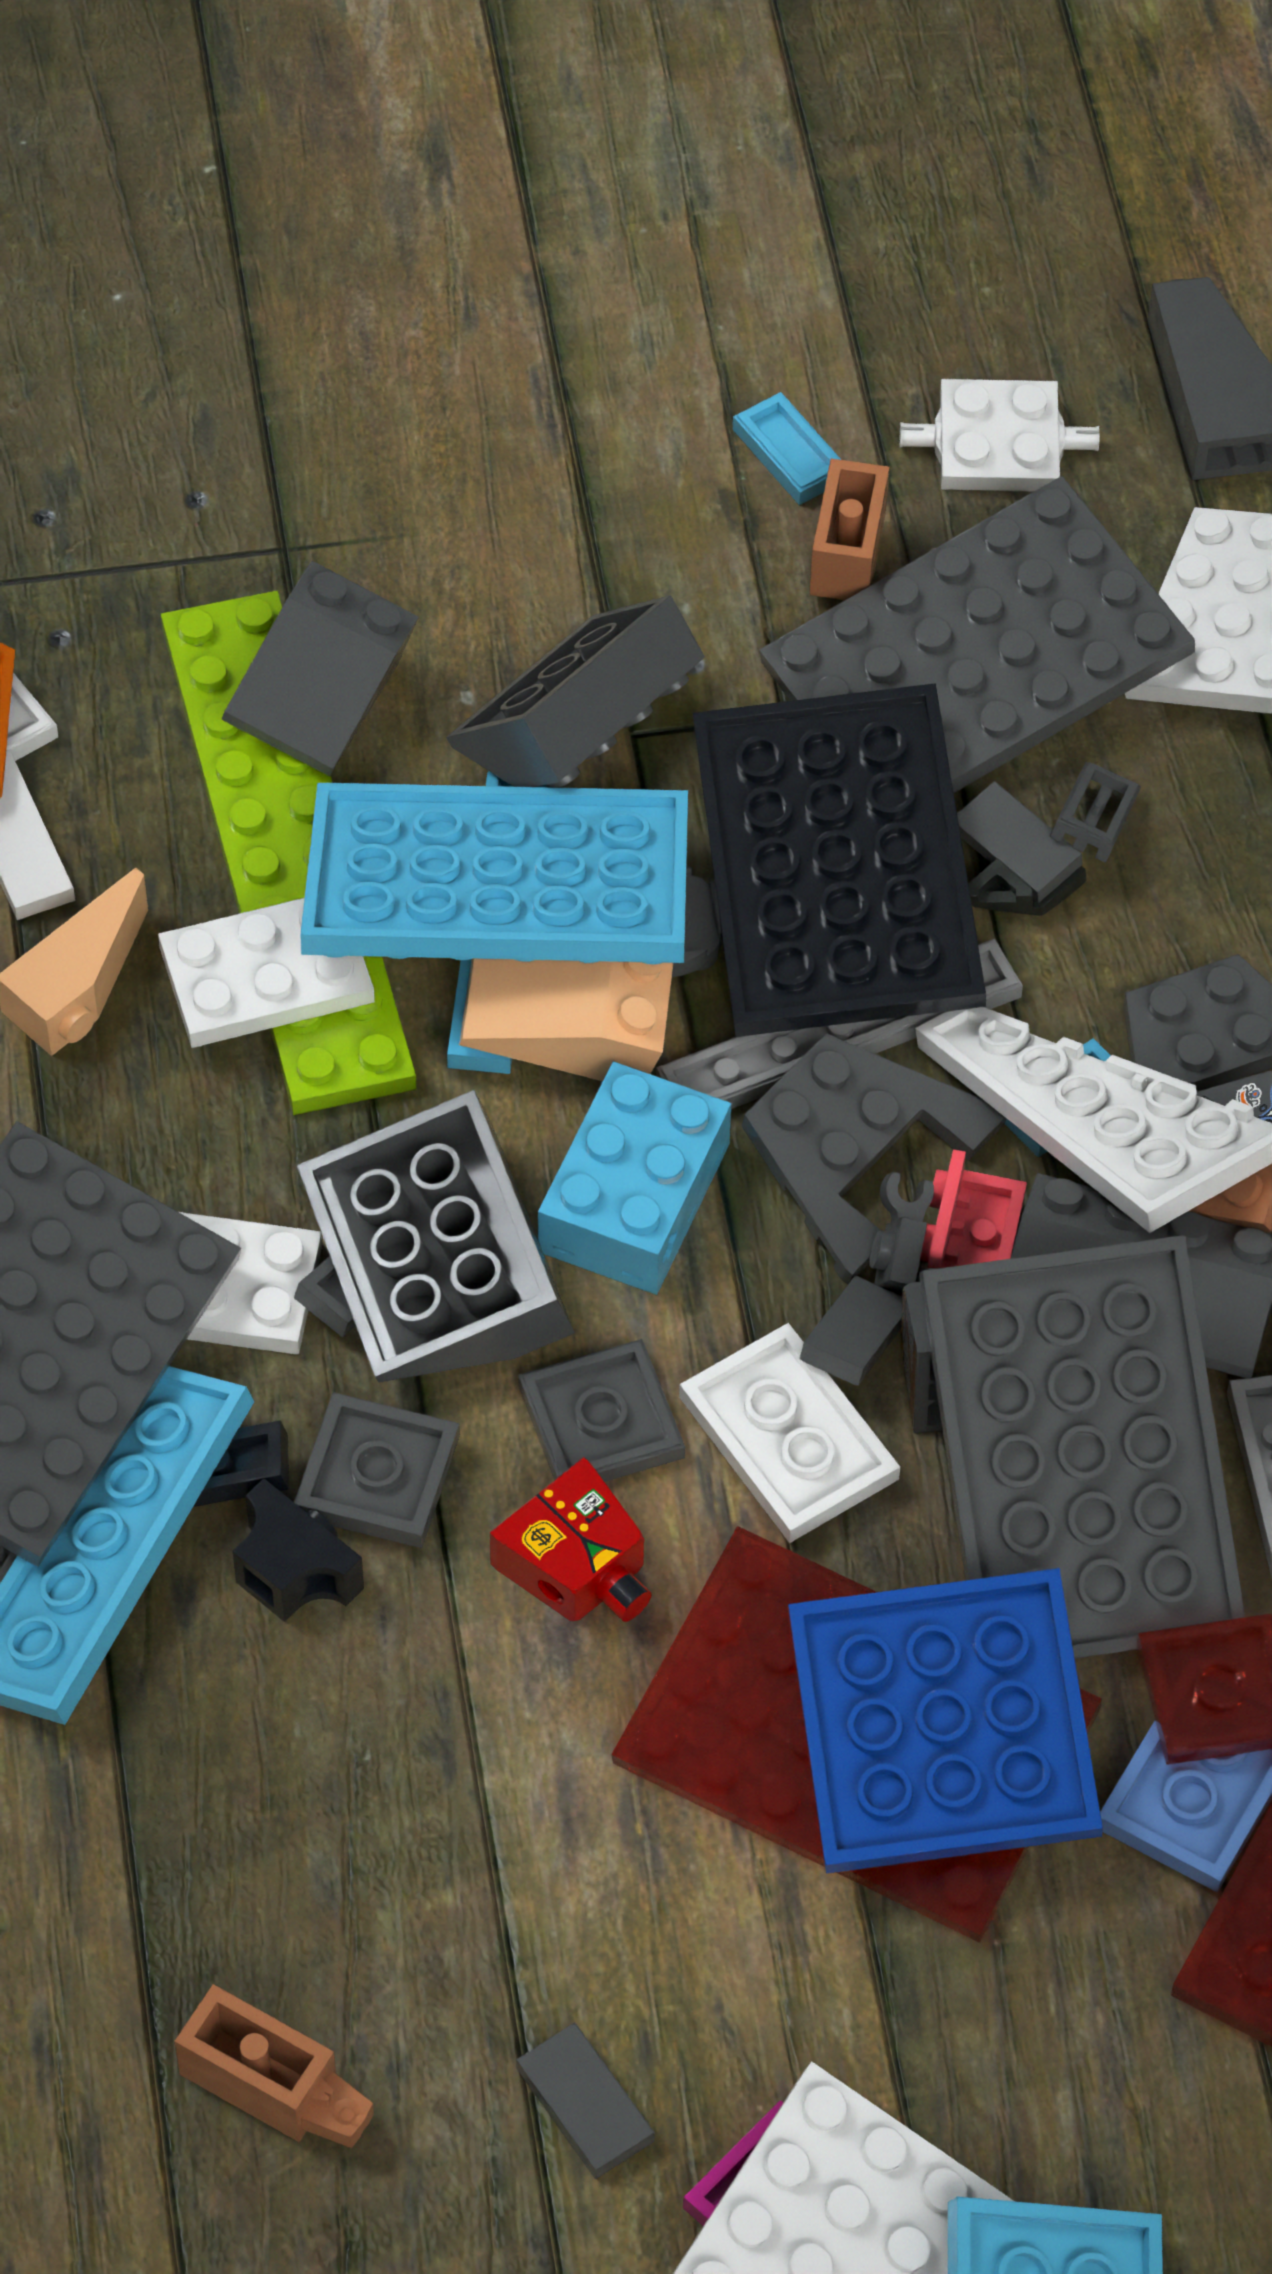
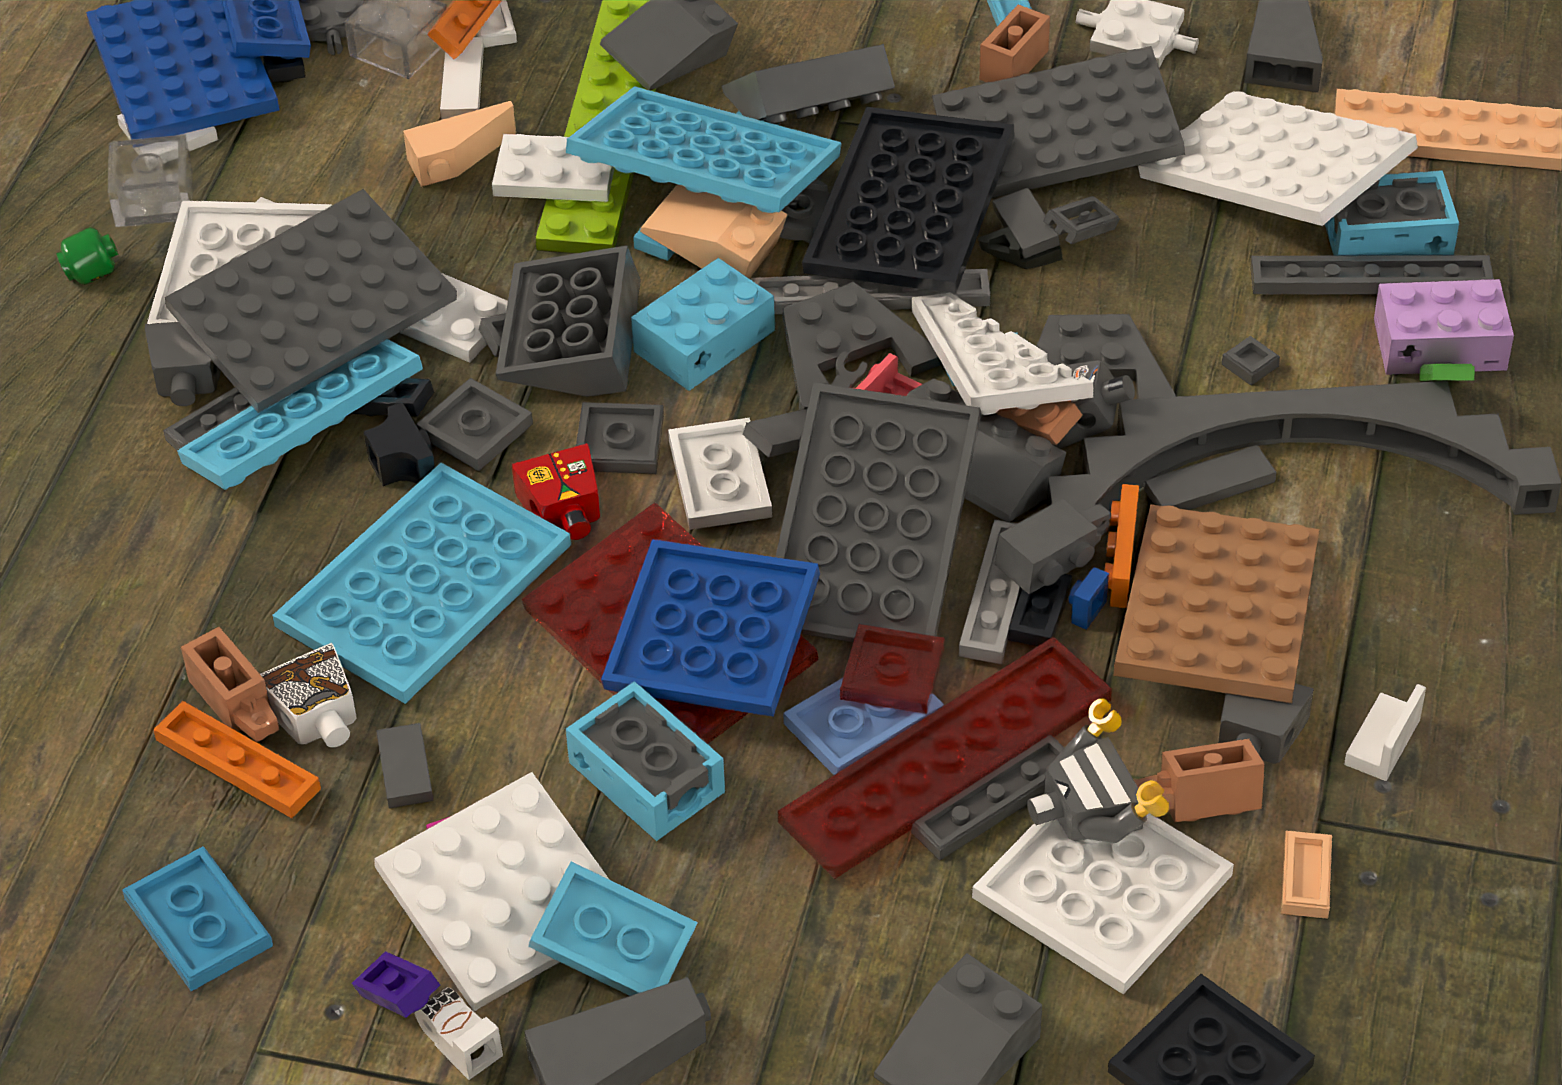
camera: 25 degrees right, 10 degrees down
(333, 2186) = (237, 759): none -> orange plate
(398, 2039) = (312, 697): none -> torso
(445, 1777) = (422, 581): none -> medium azure plate
(949, 1972) = (645, 760): none -> piece

